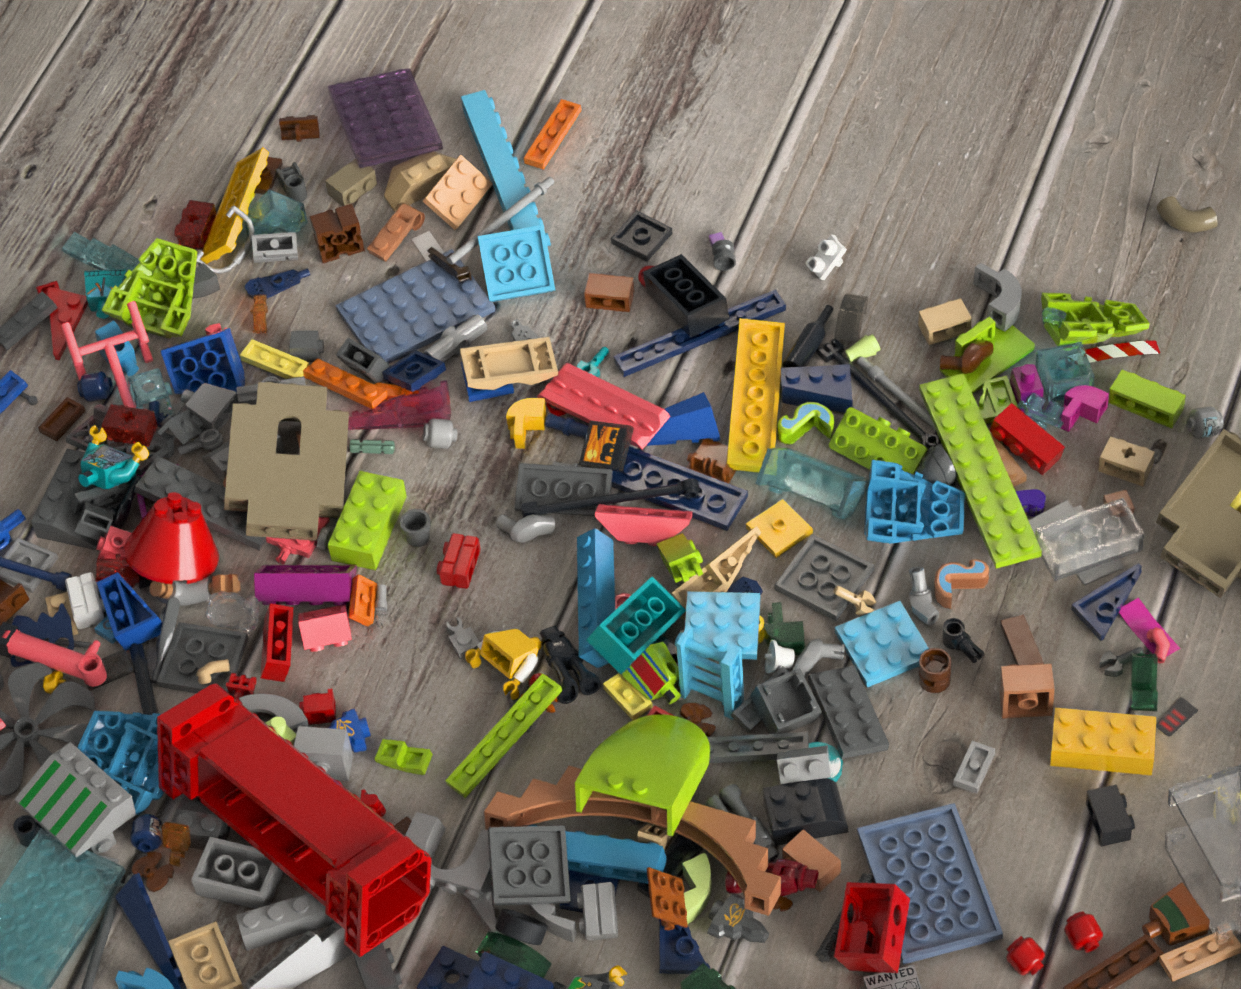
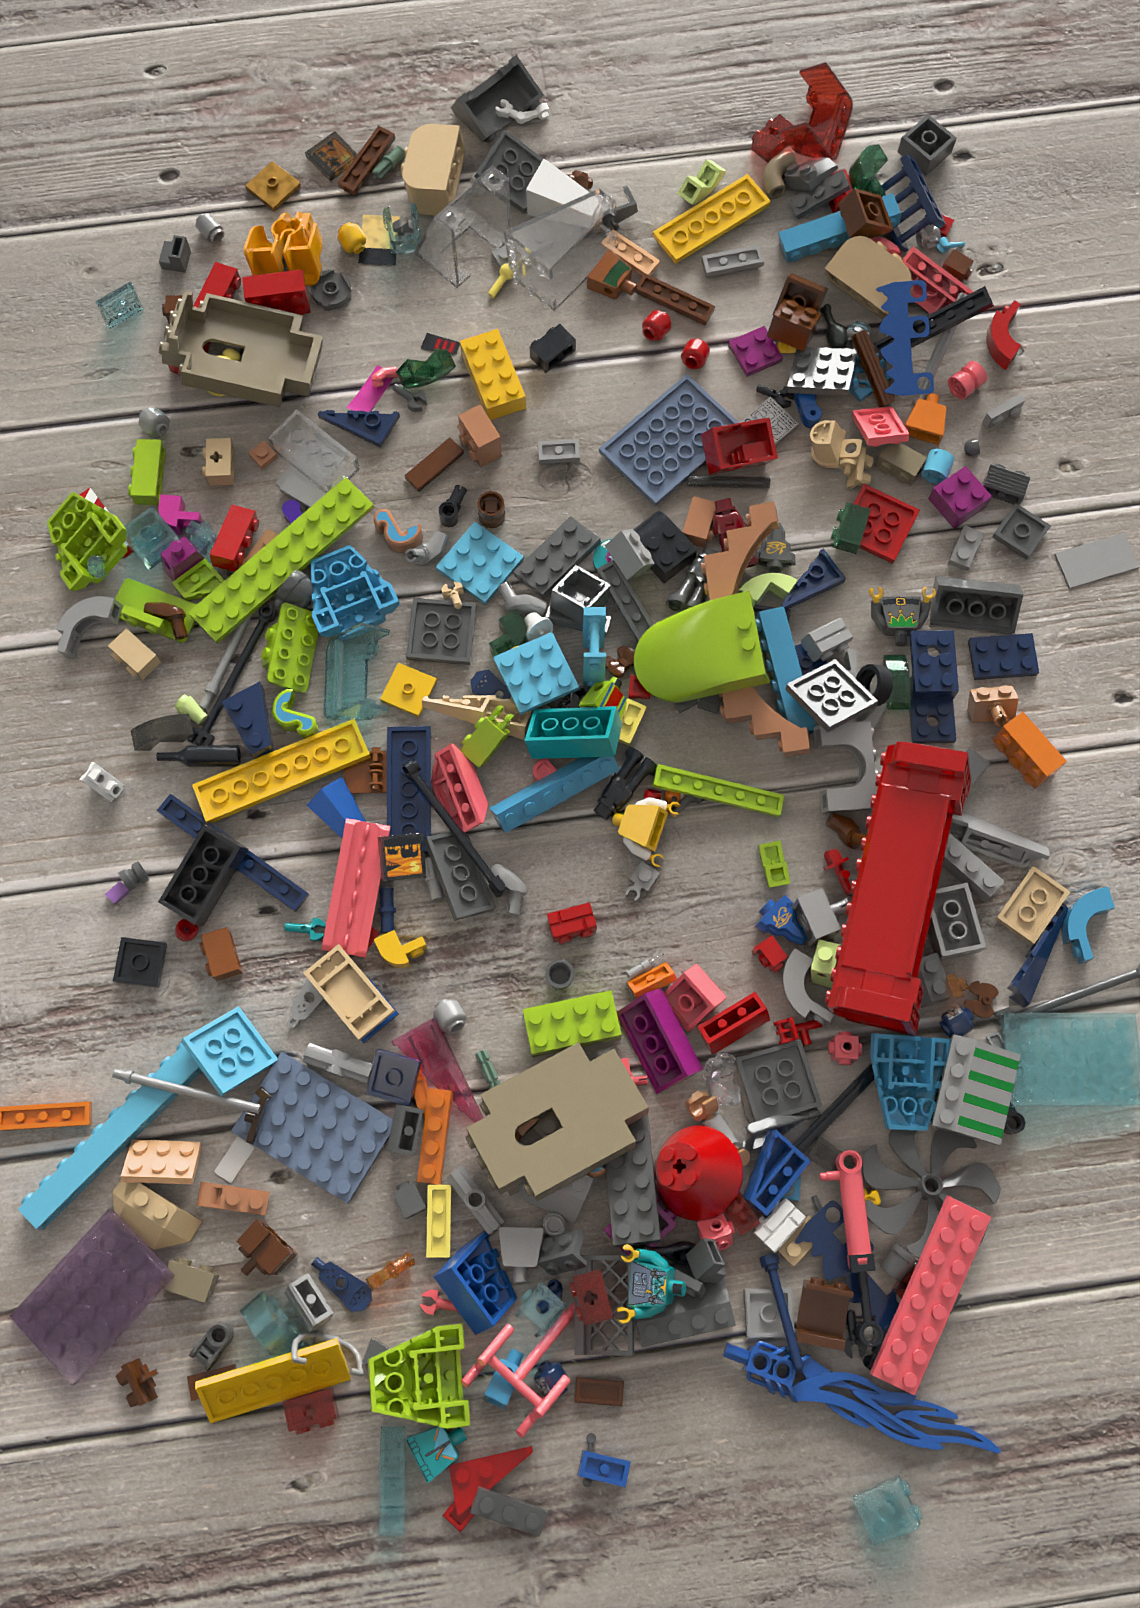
camera: 125 degrees left, 20 degrees up
(211, 668) = (792, 1063): tan arm -> none
(667, 899) = (799, 586): dark orange hinge -> none

